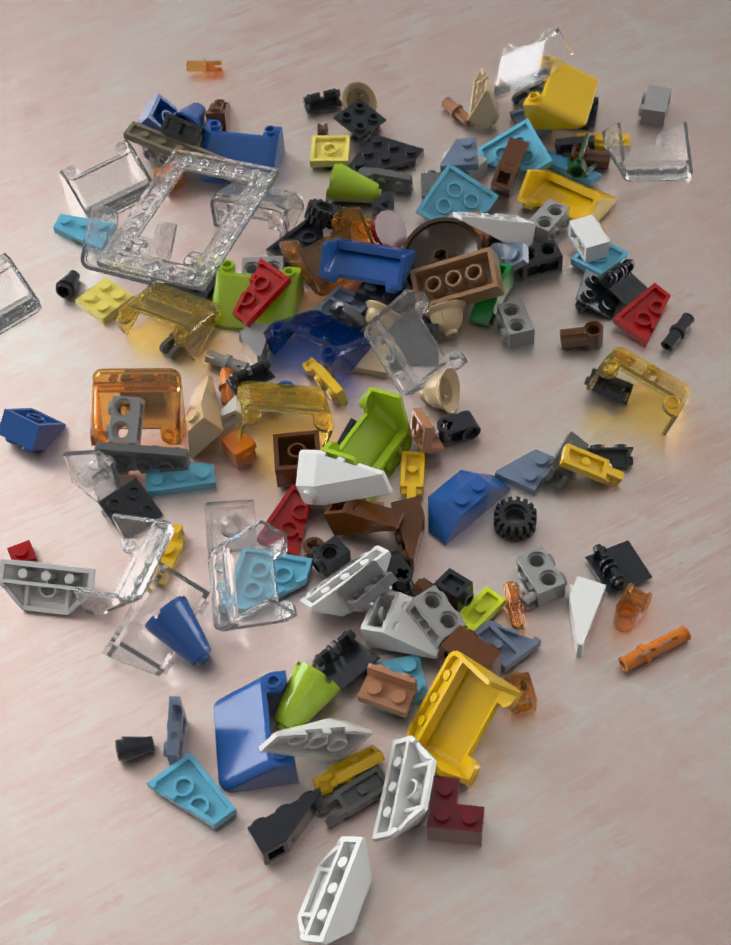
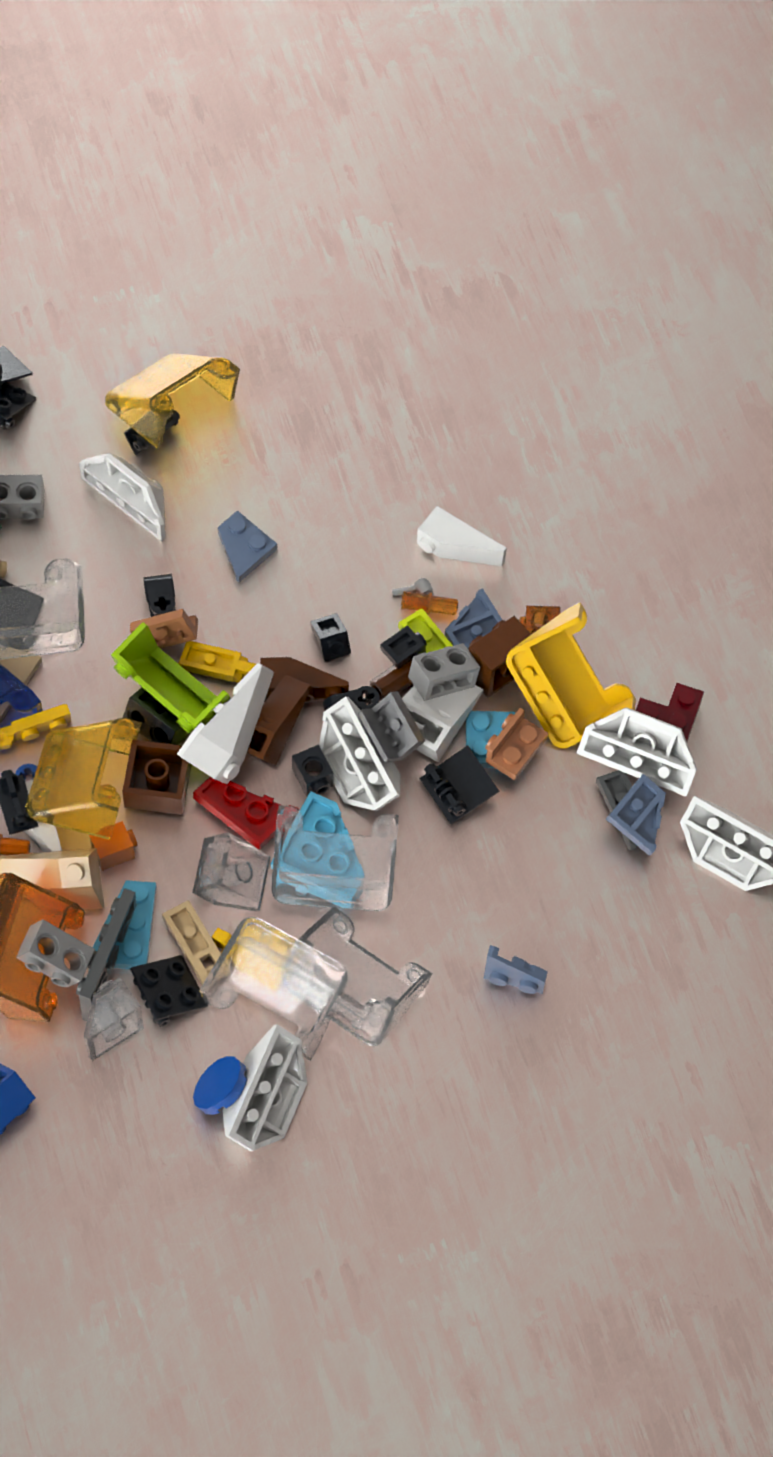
camera: 85 degrees left, 10 degrees up
(22, 551) = (198, 1131): red plate -> none
(48, 552) = (220, 1085): none -> blue tile
(132, 747) = (515, 1028): black cone -> none
(179, 509) = (192, 938): none -> tan plate
(181, 631) = (378, 947): blue cone -> none
(193, 791) = (584, 967): medium azure wing -> none
(241, 728) = (531, 897): blue windscreen -> none
(279, 832) = (652, 884): black slope -> none
(304, 696) = (502, 832): lime cone -> none
(310, 543) = (285, 783): reddish brown bush -> none
(318, 740) = (565, 814): white wedge -> none
(343, 802) = (639, 813): none -> sand blue wing
(346, 769) = (592, 806): yellow hinge -> none
(442, 391) = (101, 603): tan hat -> none
(459, 542) = (331, 636): none -> black bracket
(462, 502) = (272, 618): blue wedge -> none
(515, 530) = (312, 559): black tyre -> none
(537, 577) = (400, 572): light grey brick -> none
(544, 390) = (127, 489): none -> white wedge
(554, 467) = (245, 502): dark grey hinge -> none
(589, 336) = (61, 433): reddish brown piece -> none
(589, 465) = (266, 478): yellow hinge -> none
(617, 454) = (253, 449): black hinge -> none
(617, 566) = (403, 494): black hinge -> none
(630, 660) = (519, 499): orange pin -> none
(633, 605) = (458, 494): clear orange piece -> none
(643, 314) = (50, 366): red wing -> none
(677, 332) = (88, 337): black pin -> none

